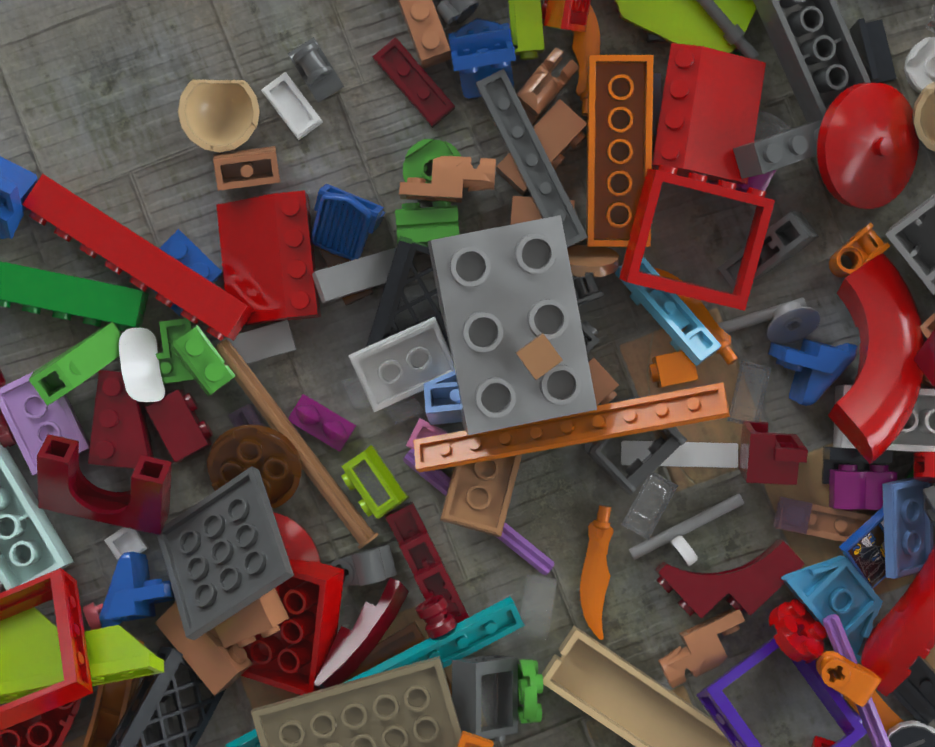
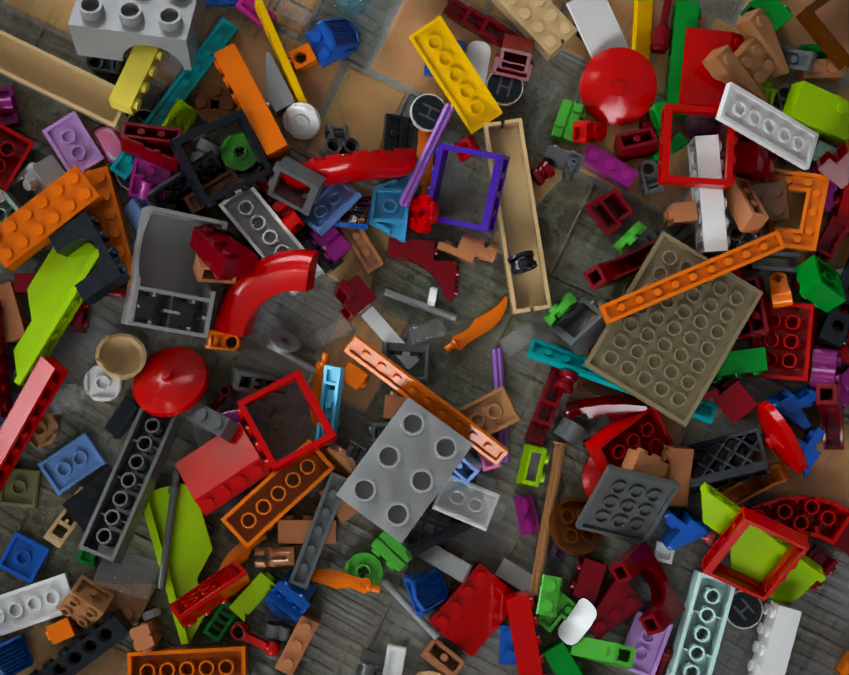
camera: 130 degrees left, 0 degrees up
(345, 184) = (409, 607): none -> light grey bar
(413, 82) = (330, 618): dark red tile -> none
(447, 134) = (338, 580): none -> orange sword
(449, 178) = (361, 559): nougat plate -> none
(539, 356) = (409, 445): medium nougat tile -> none
(629, 698) = (522, 262): none -> black wheel
(792, 515) = (371, 262): clear purple plate -> none
(793, 192) = (222, 396): none -> dark red brick
(814, 366) = (293, 314): blue piece -> none
(850, 679) = (423, 171): orange piece -> none

